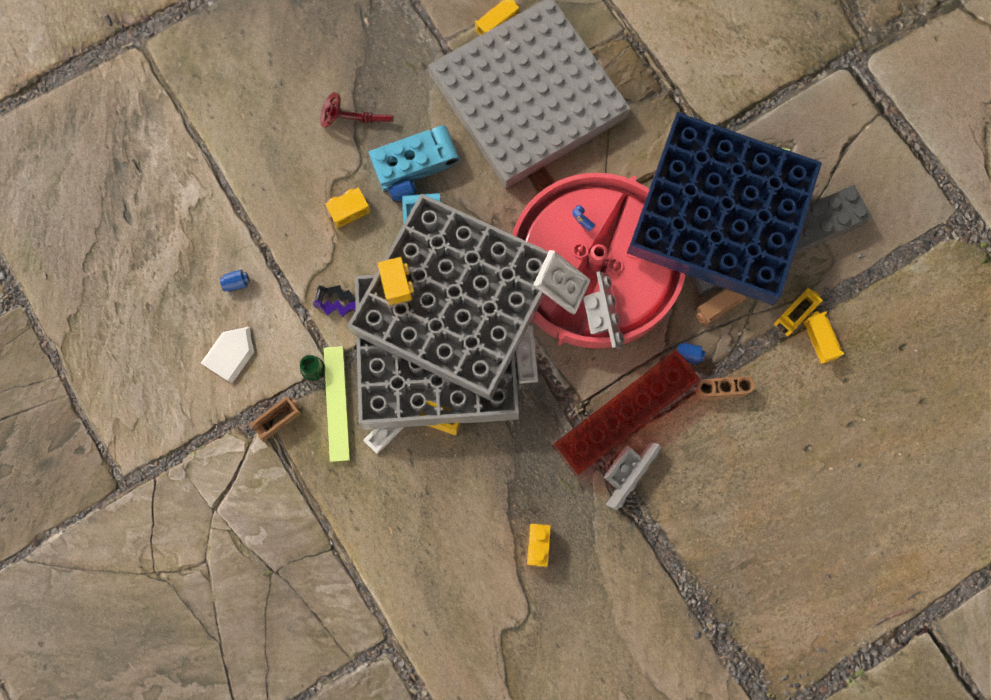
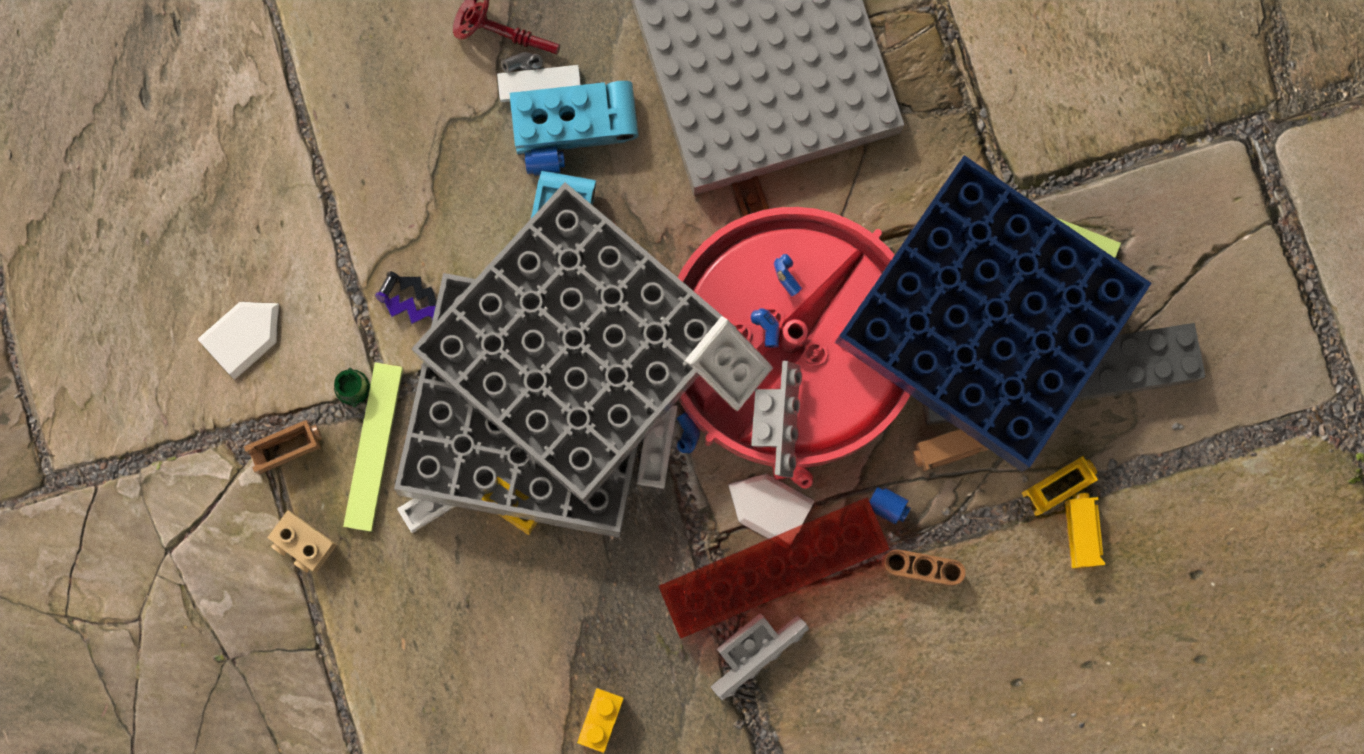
camera: 10 degrees right, 5 degrees up
(234, 280) = (273, 232): blue brick -> none
(304, 478) = (302, 542): none -> tan brick
(347, 207) = (459, 166): yellow brick -> none
(371, 132) = (522, 61): none -> flat silver arm
(382, 140) = (537, 80): none -> white tile
(394, 281) = (494, 303): yellow brick -> none
(546, 341) = (690, 434): none -> blue arm
(579, 252) = (769, 324): none -> blue arm
(610, 374) = (768, 505): none -> white tile
(628, 350) = (801, 477): none -> coral arm

